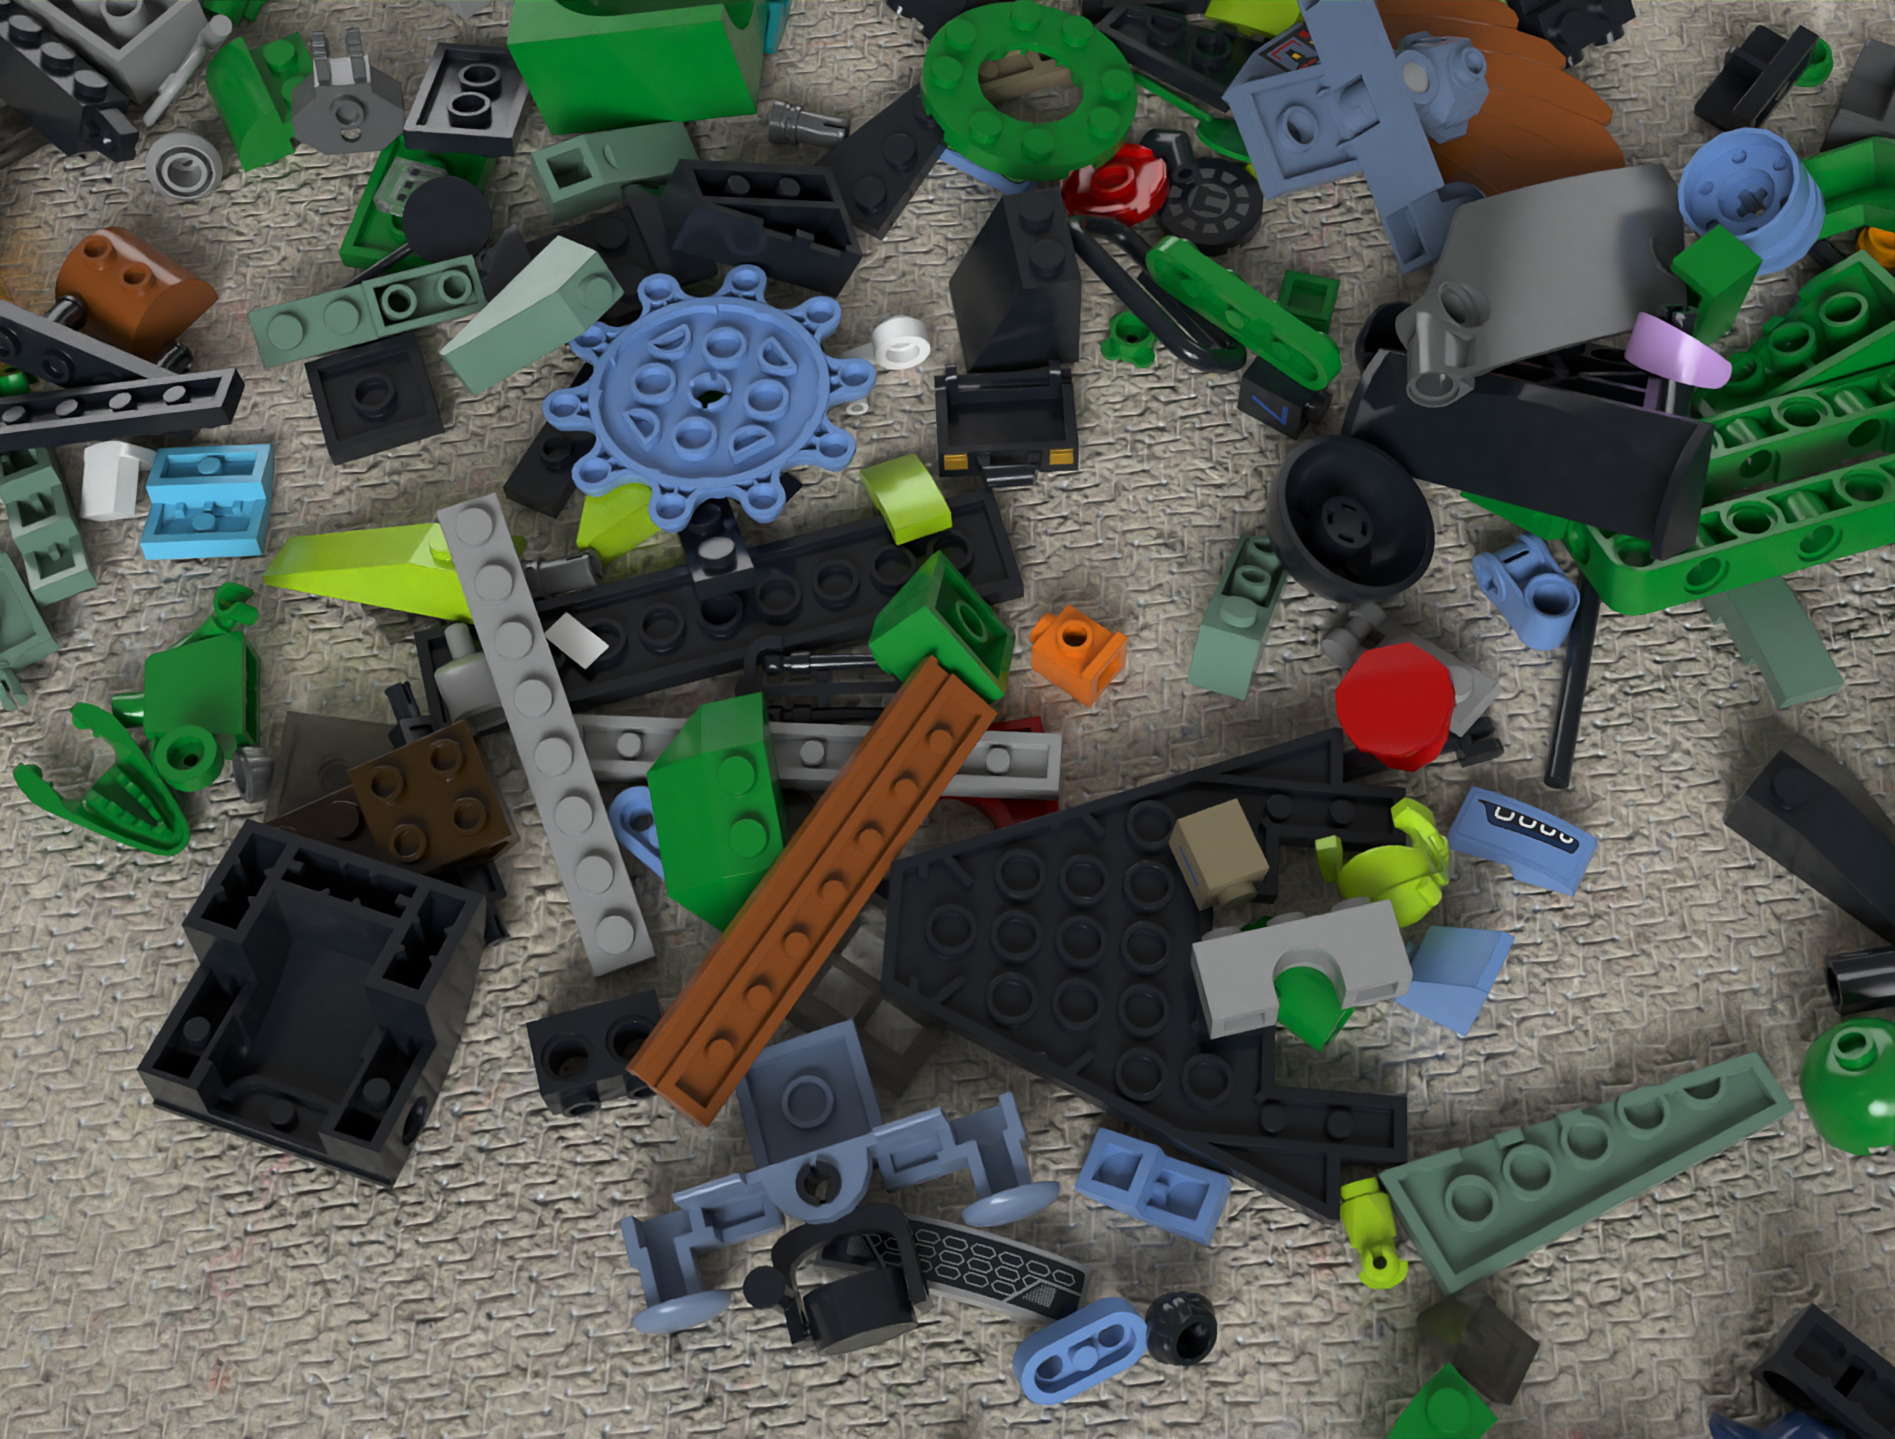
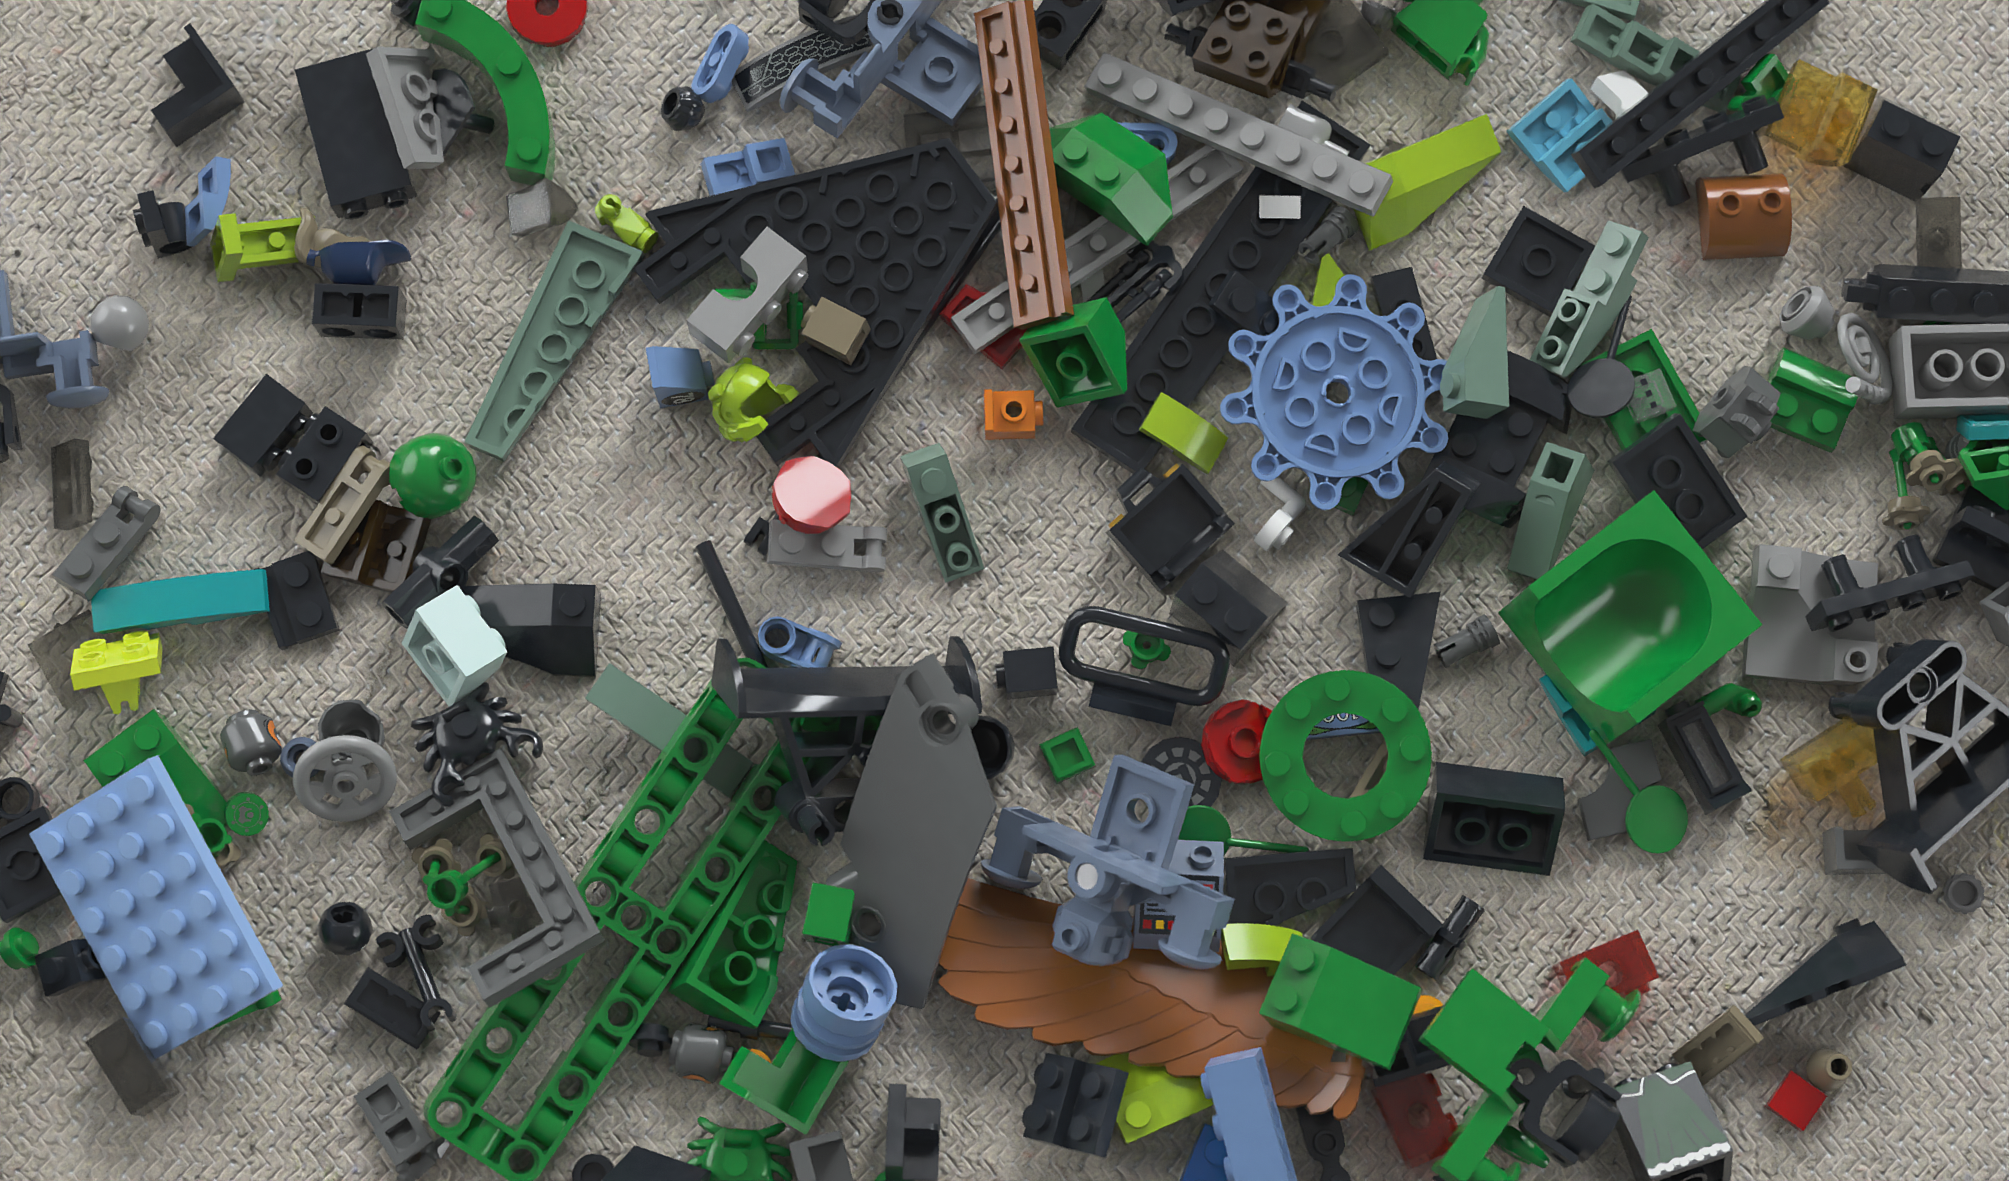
camera: 135 degrees right, 15 degrees up
(1174, 149) = (1229, 795): black arm -> none
(1244, 313) = (1063, 675): green plate -> none
(1348, 521) = (896, 587): black piece -> none
(1527, 839) = (696, 490): medium blue slope -> none
(1675, 354) = (809, 800): lavender helmet -> none

